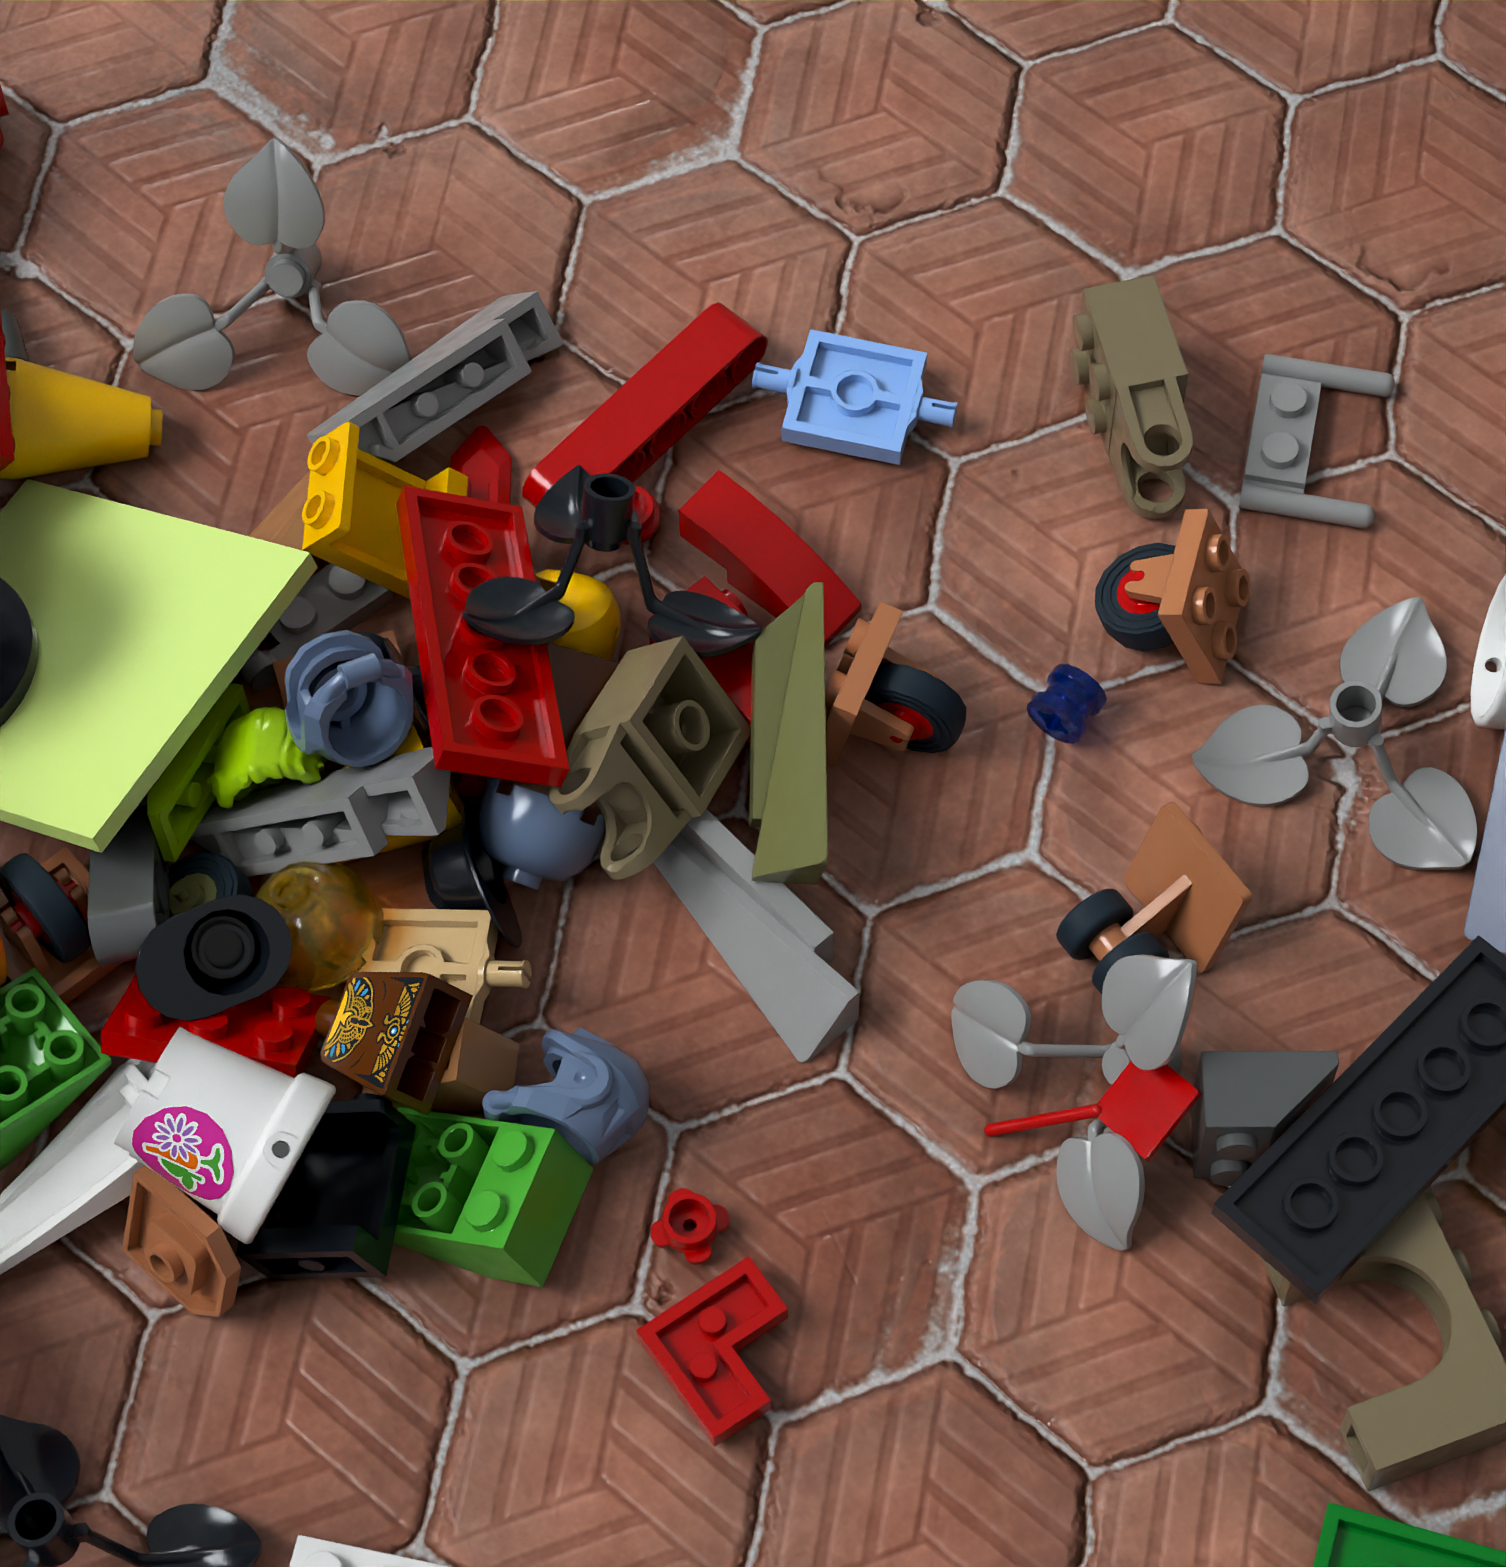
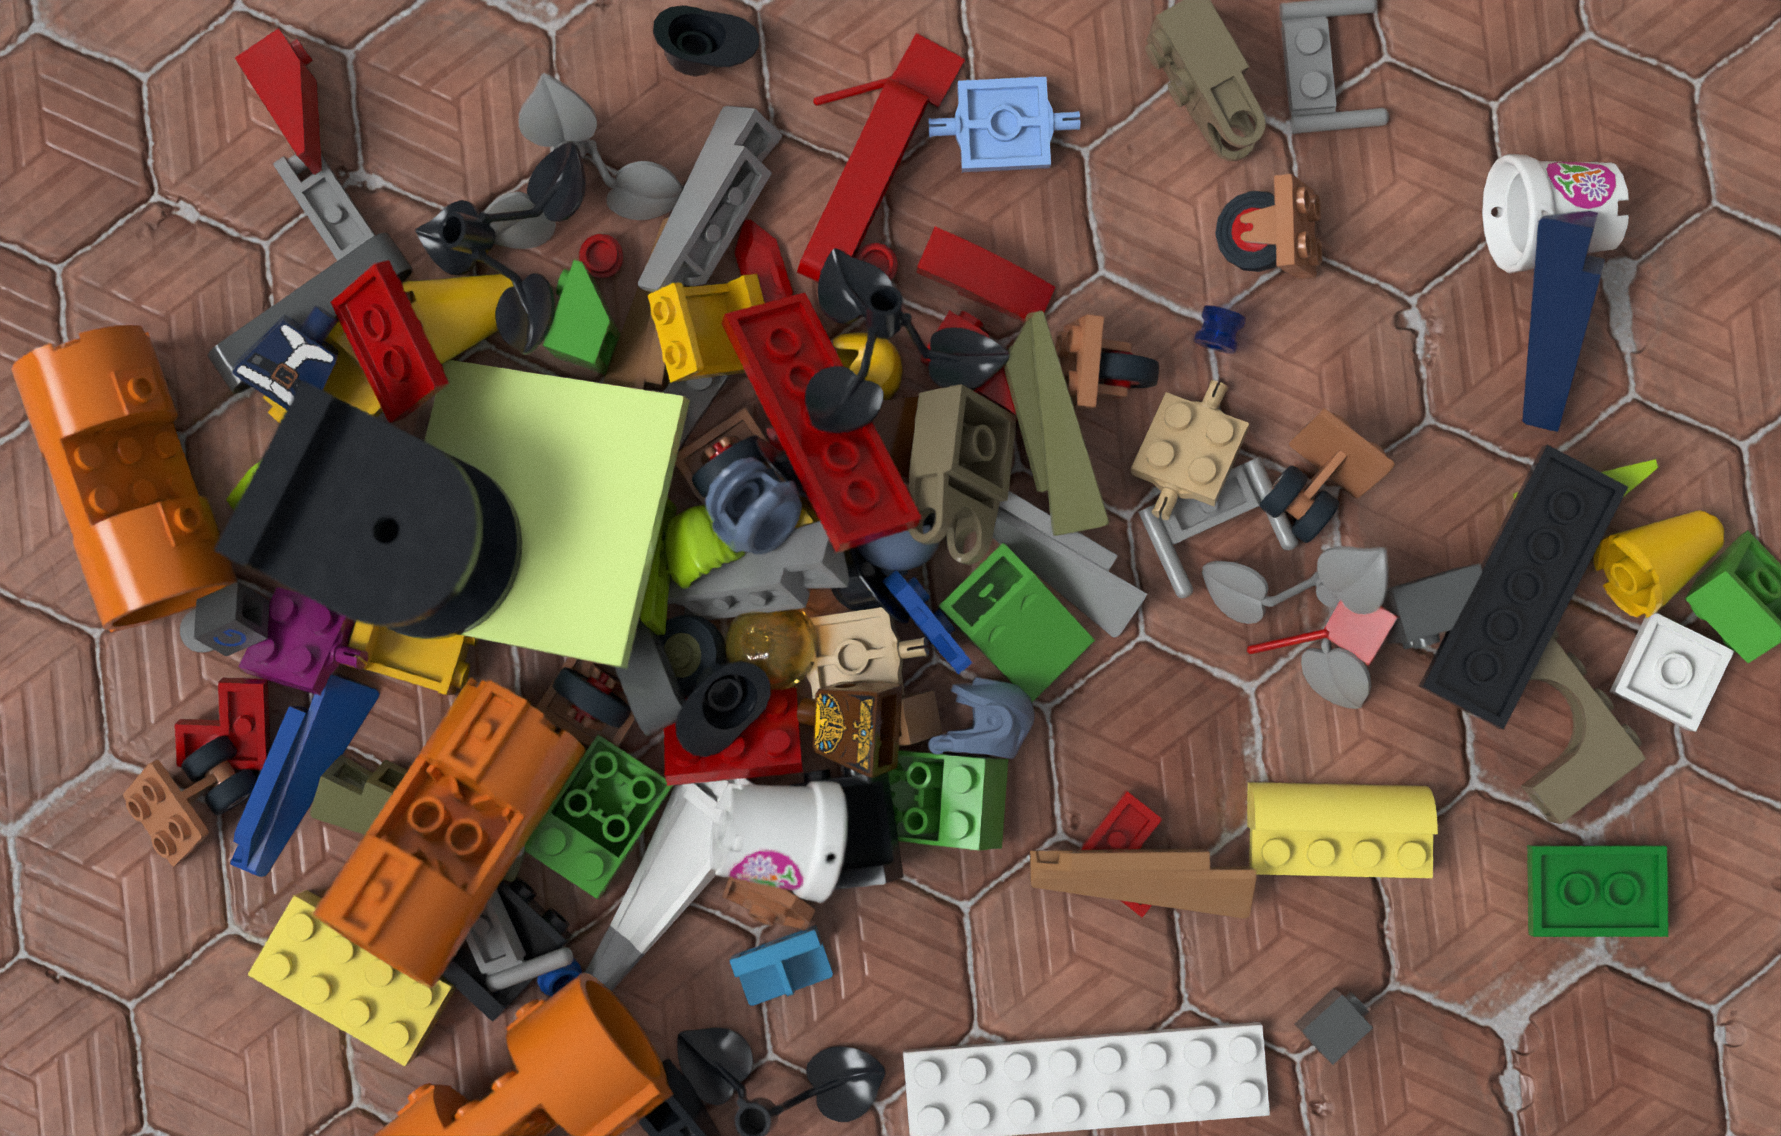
camera: 20 degrees left, 25 degrees up
(118, 314) = (464, 235): none -> black plant
(169, 1360) = (782, 966): none -> dark azure panel
(214, 463) = (582, 323): none -> bright green slope
(276, 415) = (601, 255): none -> red plate
(495, 206) = (703, 40): none -> black piece
(549, 958) = (933, 625): none -> blue wing
(663, 984) = (1016, 622): none -> bright green slope
(689, 1206) = (1088, 785): red plate -> none
(742, 1373) = (1148, 877): none -> medium nougat wedge
(773, 310) = (923, 68): none -> red piece
(978, 836) = (1189, 449): none -> tan plate
(980, 921) = (1241, 492): none -> light grey plate
(1045, 1403) = (1341, 829): none -> light yellow brick
(1392, 657) = (1354, 321): light grey plant -> none

